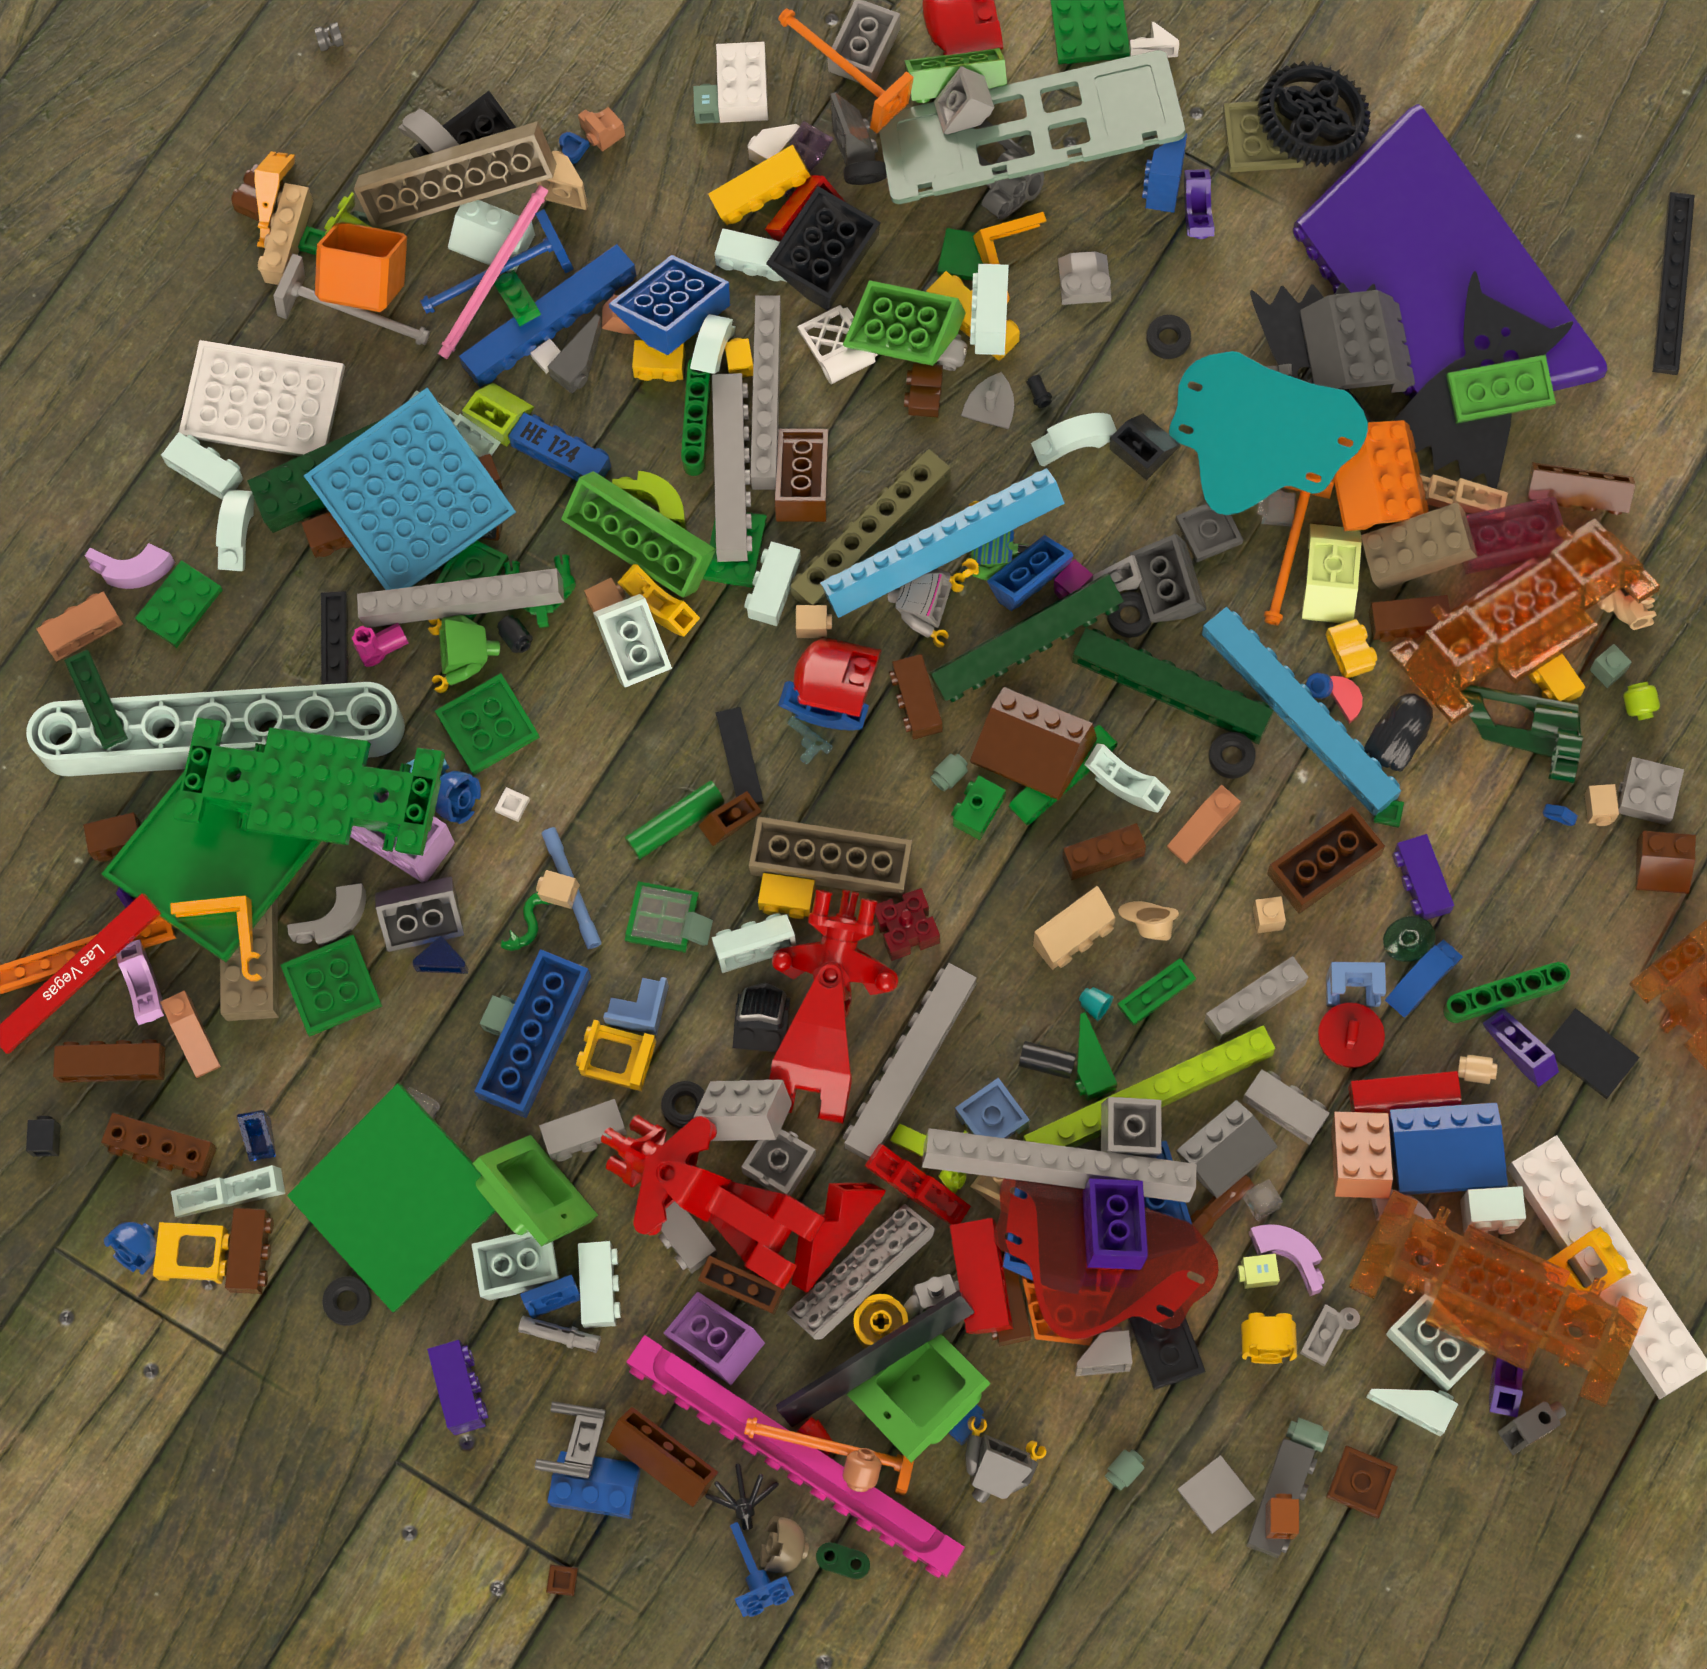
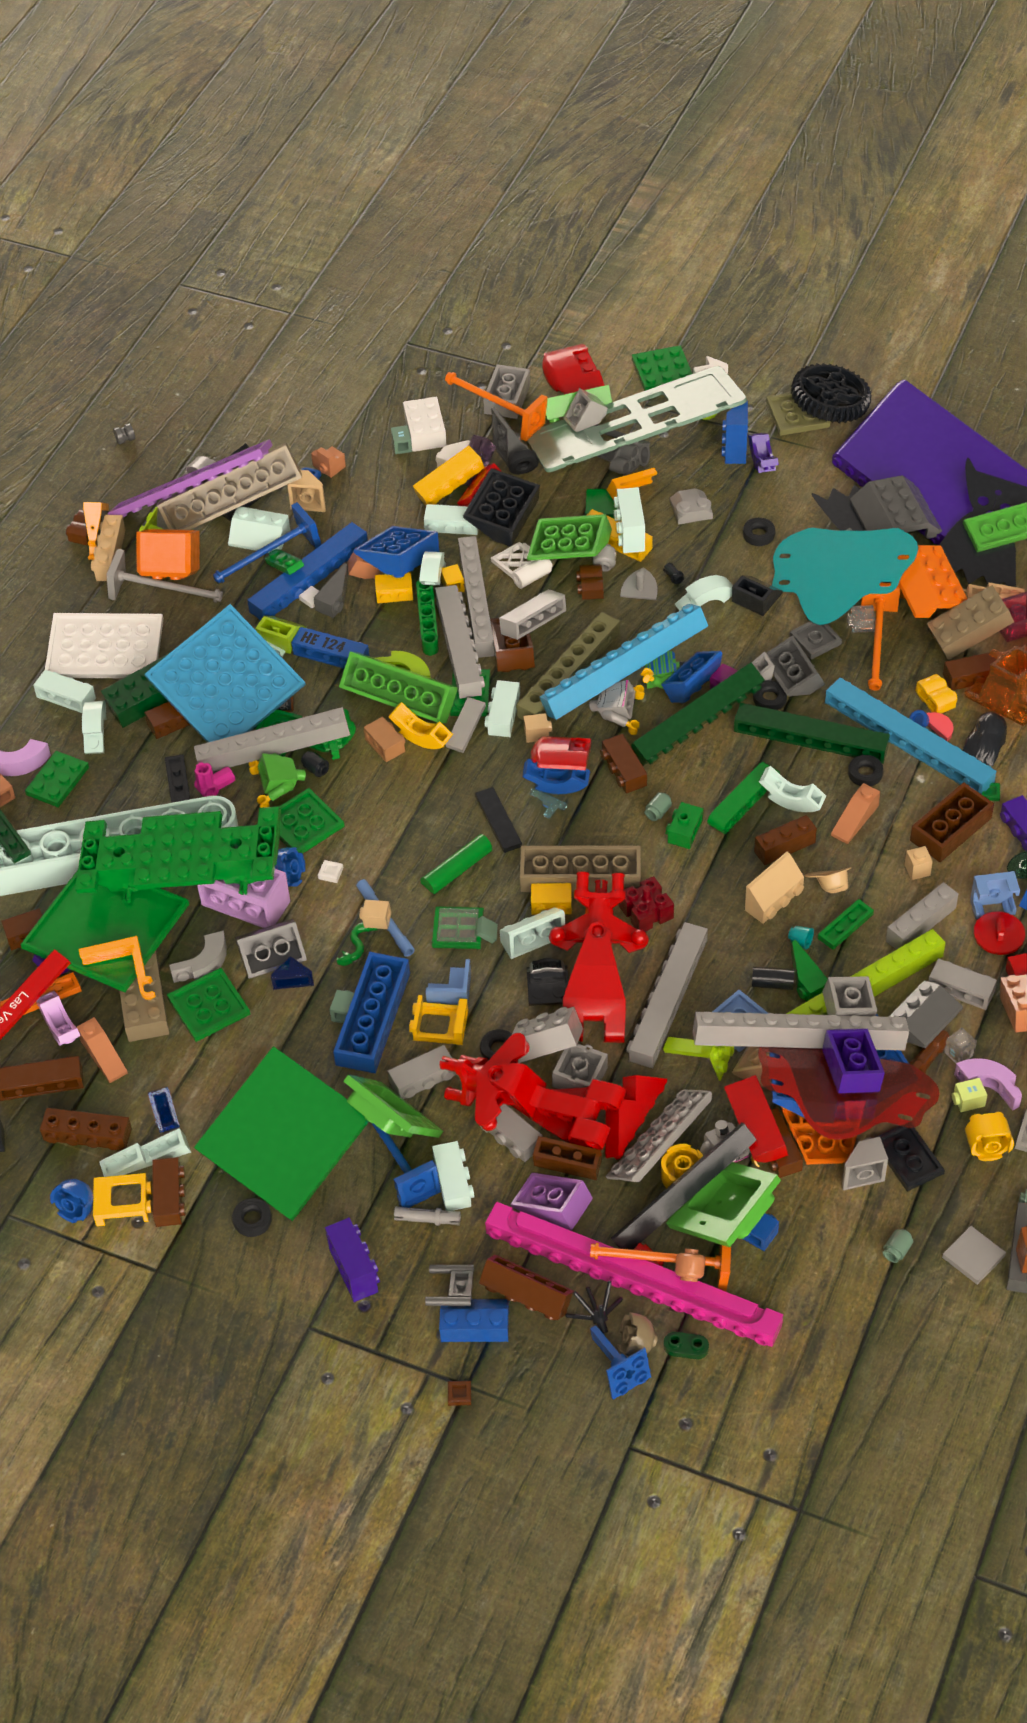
camera: 10 degrees left, 20 degrees down
(310, 239) = (130, 551): green tile -> none
(404, 154) = (194, 478): none -> medium lavender plate
(493, 272) = (264, 548): bright pink piece -> none
(513, 1265) = (382, 1163): light aqua slope -> none
(632, 640) = (405, 749): light aqua brick -> none
(720, 602) = (465, 724): none -> light grey tile
(729, 818) = (498, 855): reddish brown slope -> none
(835, 439) = (532, 614): none -> light grey brick
(917, 1185) = (689, 1073): red slope -> none
(997, 1466) = (796, 1253): torso -> none
(1033, 743) = (717, 775): reddish brown slope -> none
(1332, 574) = (911, 652): yellowish green slope -> none

